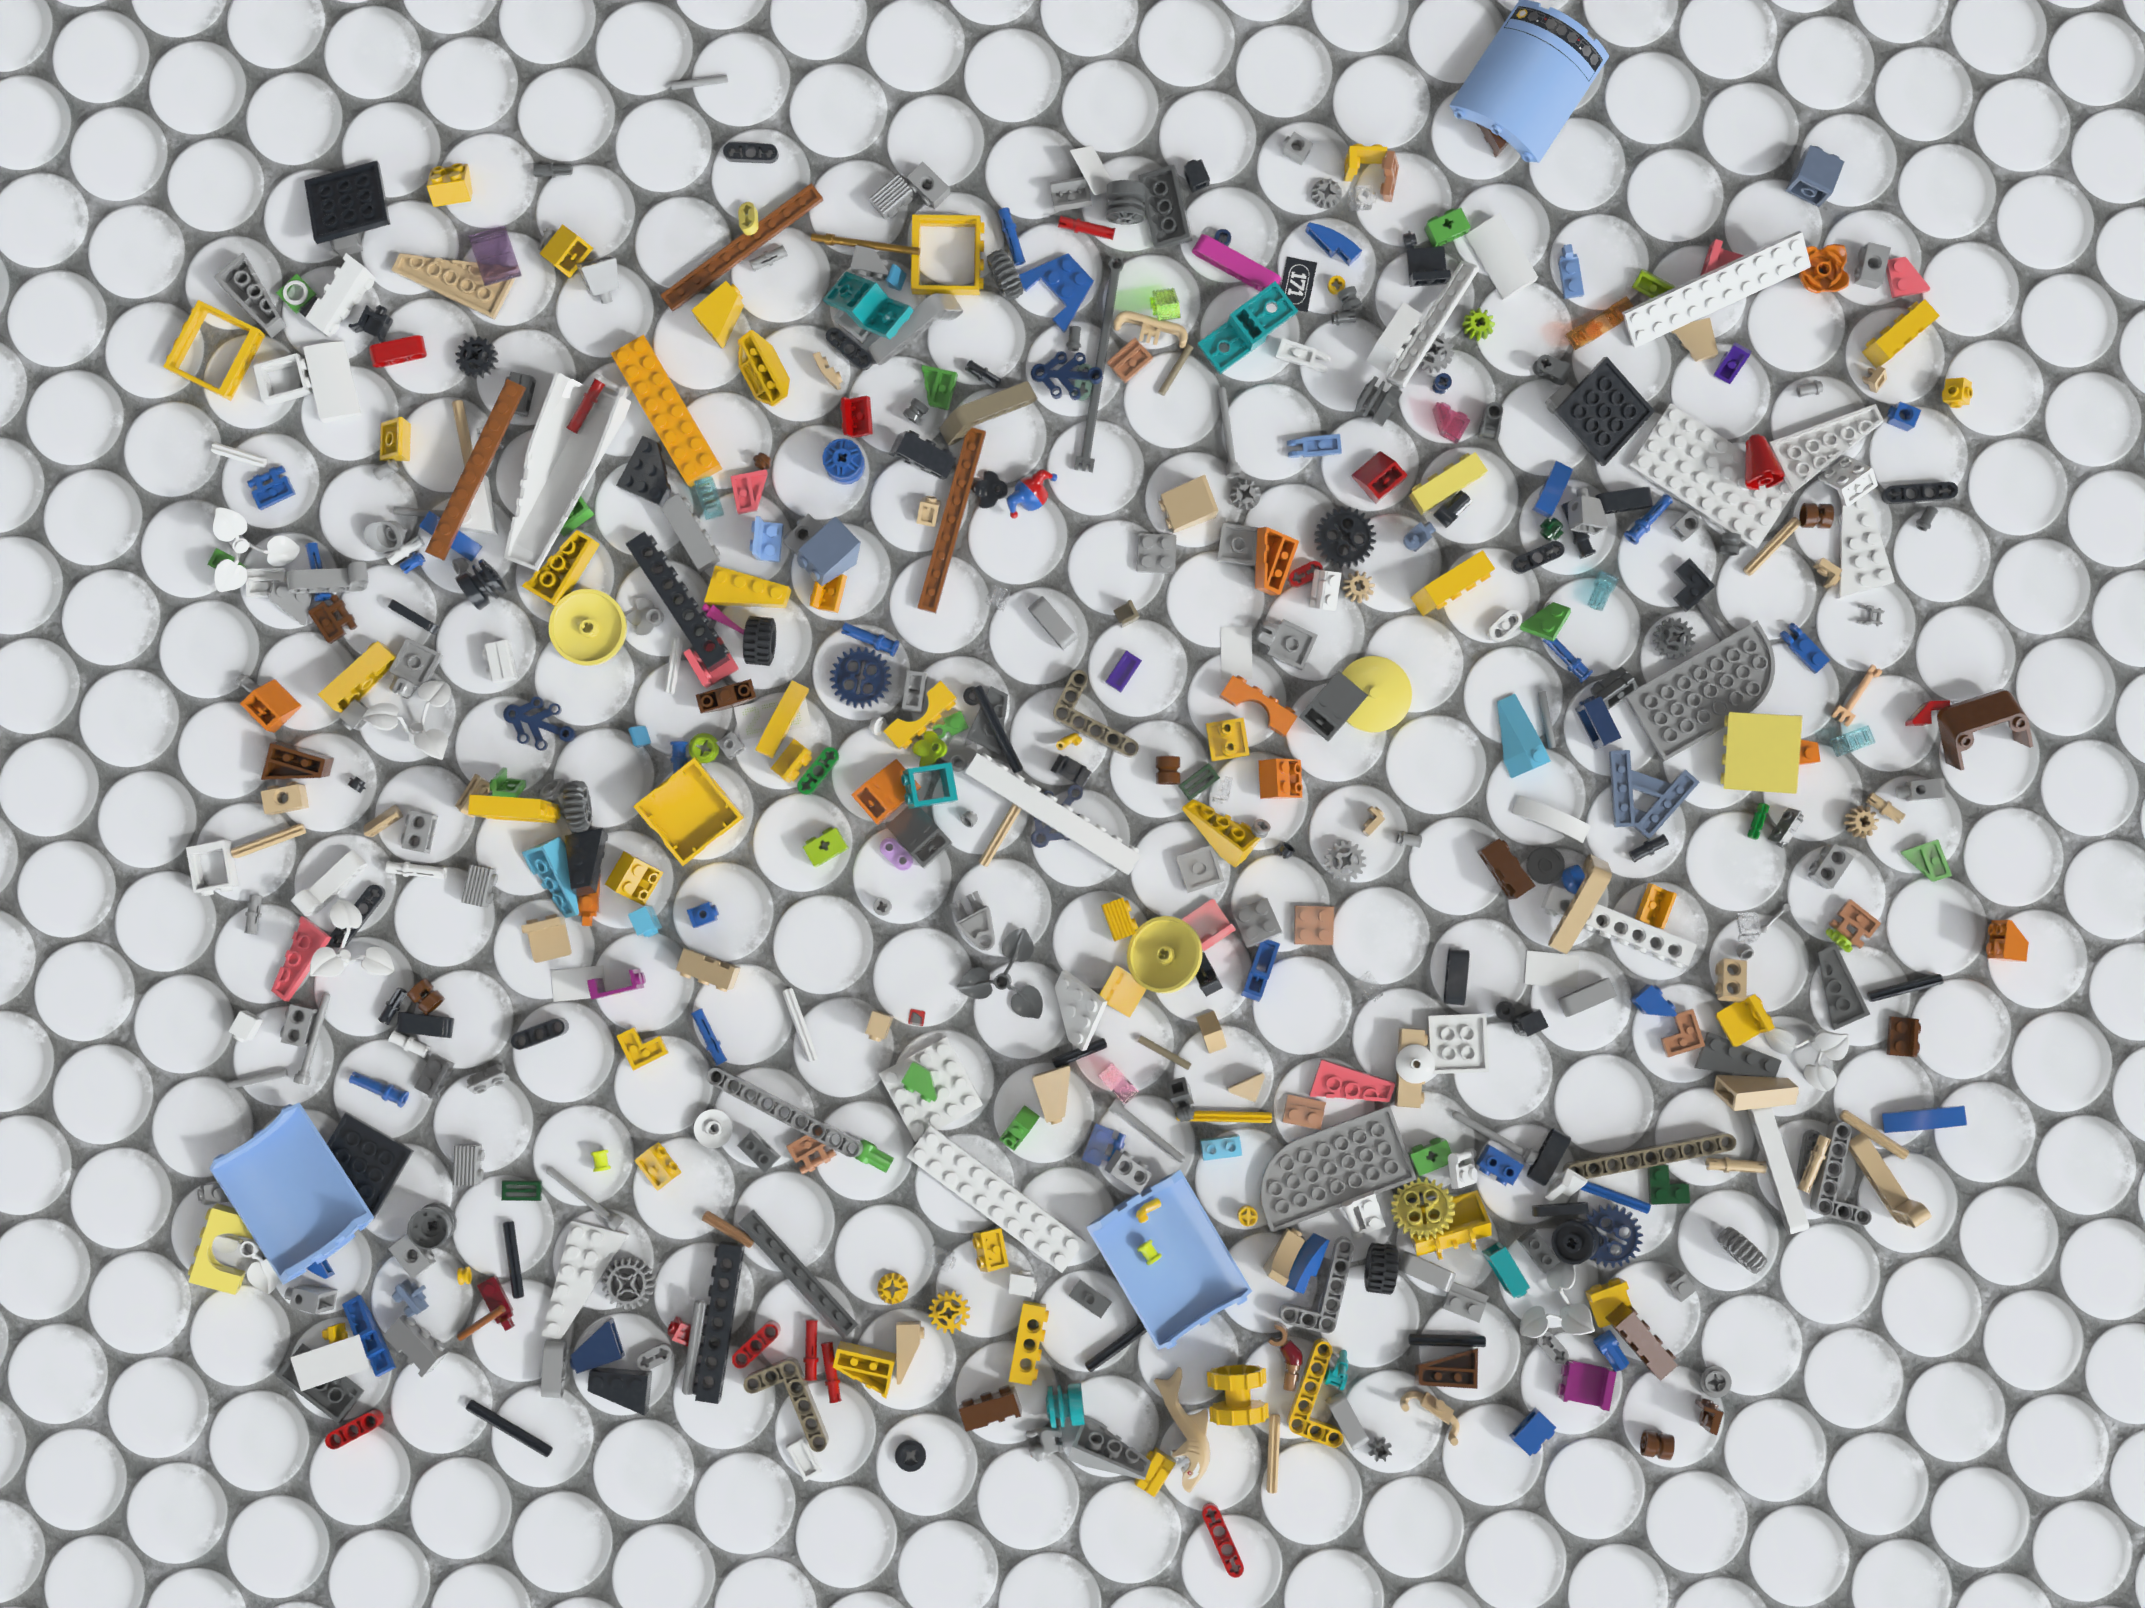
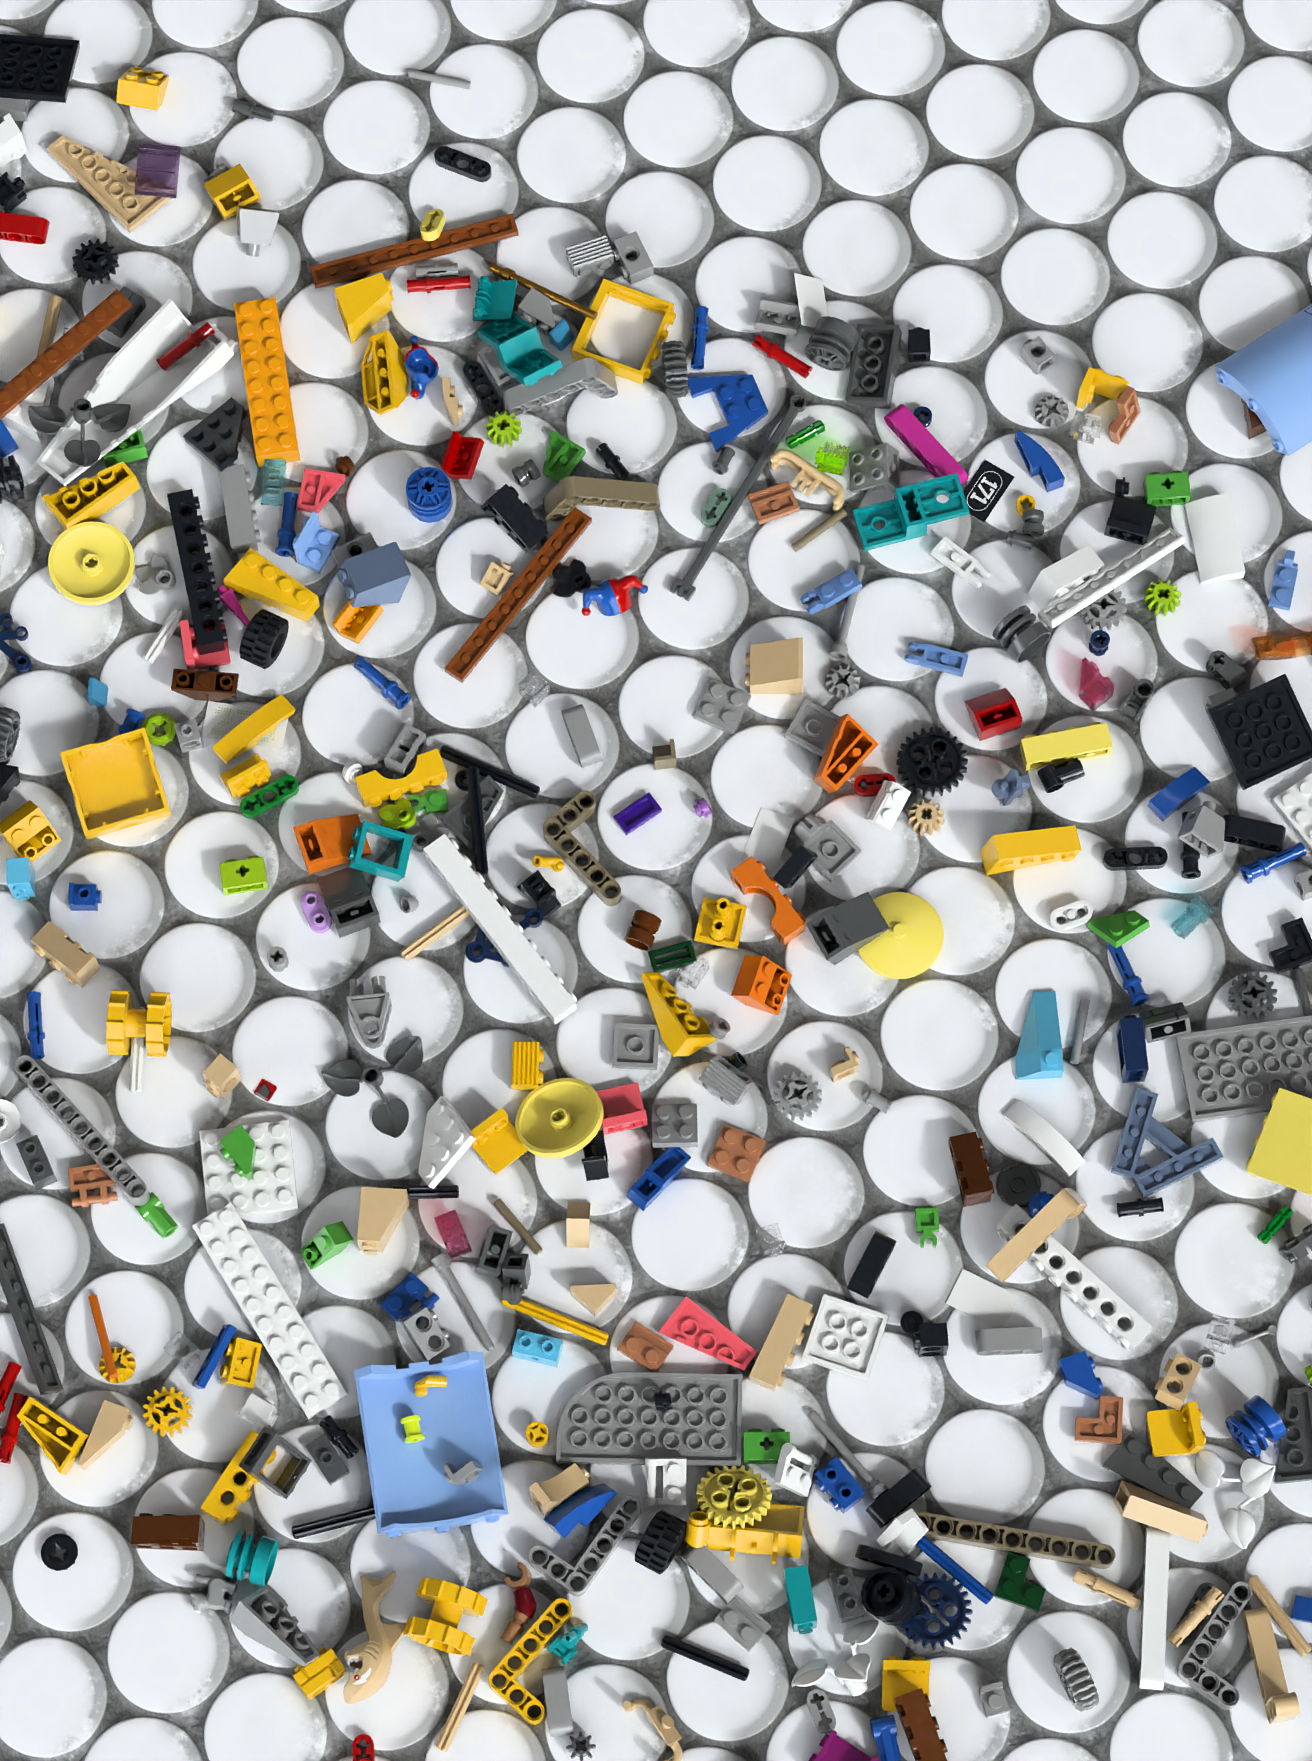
camera: 25 degrees right, 15 degrees down
(540, 538) = (81, 453): none -> dark grey plant
(738, 539) = (287, 533): none -> blue pin
(767, 273) = (435, 284): none -> red pin
(790, 351) = (420, 368): none -> blue piece
(804, 1005) = (148, 1023): none -> yellow piece
(827, 266) = (494, 299): none -> teal hinge
(843, 674) = (371, 726): dark blue gear -> none
(872, 1271) = (103, 1337): none -> orange bar
(874, 380) = (496, 426): none -> lime gear
(967, 1253) = (214, 1356): none -> blue tile
(987, 681) = (485, 769): none -> black axle
(1041, 1322) = (261, 1451): none -> dark grey window
(1064, 374) = (699, 491): dark blue plant -> none
(1092, 1278) = (339, 1437): none -> black pin
(1132, 289) = (805, 434): none -> green axle
(1155, 1083) = (493, 1251): none -> dark grey brick
(1174, 647) = (702, 808): none -> medium lavender plate
(1200, 1277) = (466, 1474): none -> light grey bracket
(1201, 299) = (874, 467): none -> light grey bracket
(1208, 420) = (832, 591): none -> medium blue hinge
(1271, 671) = (795, 867): none -> black slope
(1284, 871) = (725, 1080): none -> light grey brick
(1337, 1154) = (662, 1400): none -> black plate
(1405, 1061) = (787, 1347): white dish -> none
(1407, 1249) = (697, 1529): none -> yellow brick
(1454, 1370) = (692, 1688): reddish brown wedge -> none
(1486, 925) = (927, 1222): none -> bright green plate
(1551, 529) = (1160, 833): dark green gear -> none
(1655, 906) = (1123, 1270): light orange bracket -> none
(1807, 992) = (1257, 1424): none -> blue wheel

